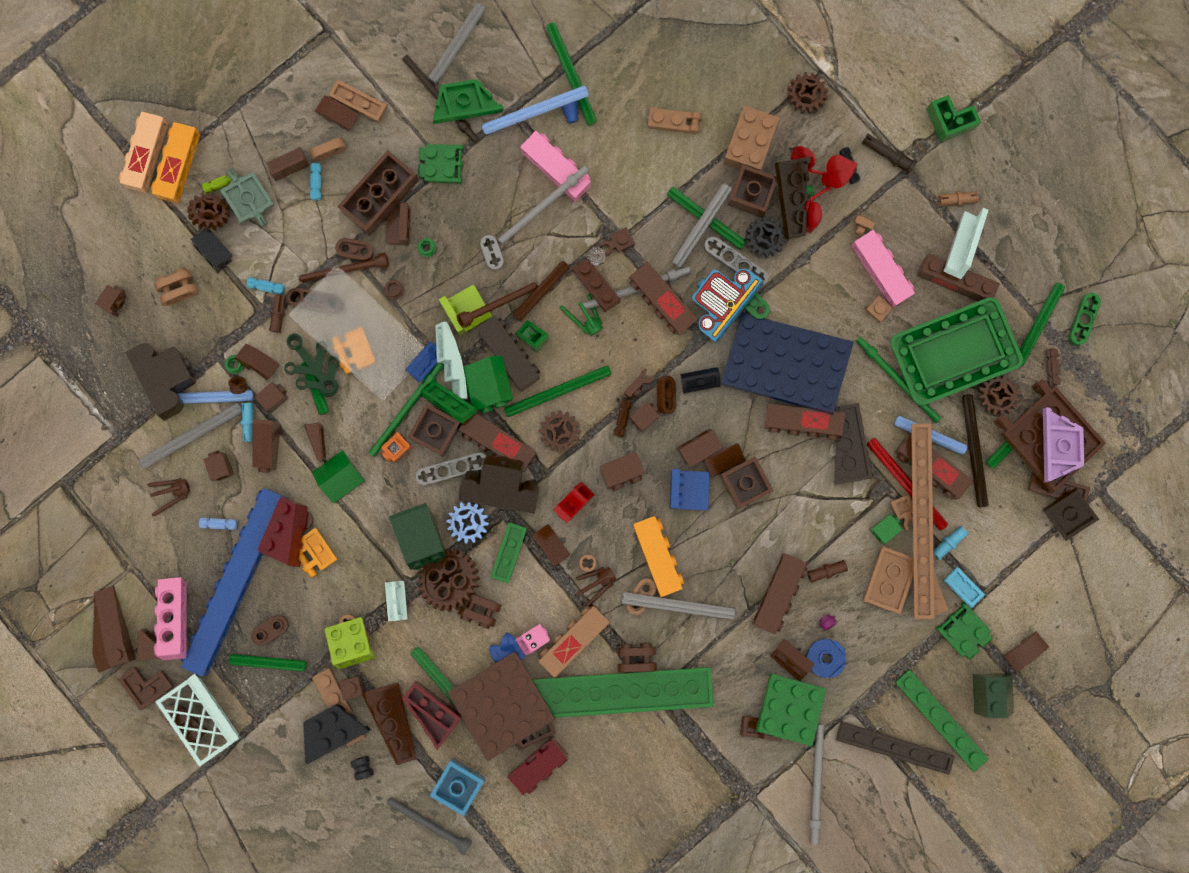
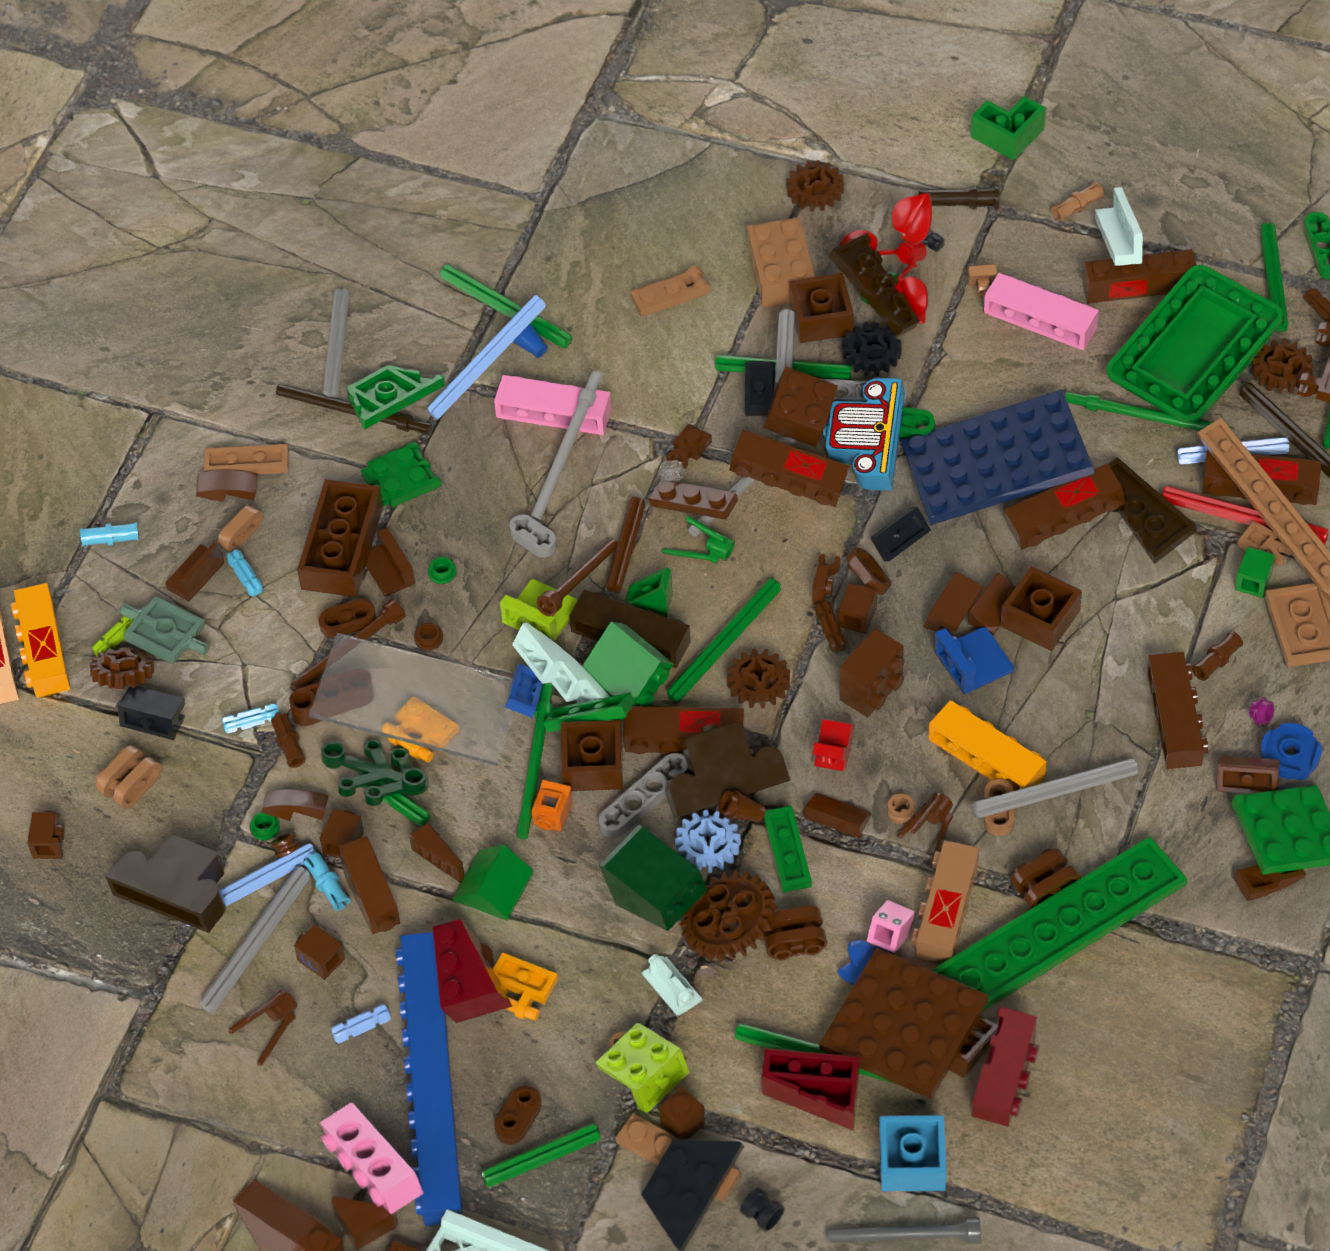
camera: 25 degrees left, 30 degrees down
(252, 108) = (109, 534): none -> medium azure pin
(391, 719) = (761, 1122): reddish brown wing -> none
(495, 515) = (740, 807): none -> reddish brown cone
(682, 227) = (758, 387): none -> black plate
(694, 260) = (800, 406): none -> reddish brown brick
(879, 309) = (1068, 356): medium nougat plate -> none

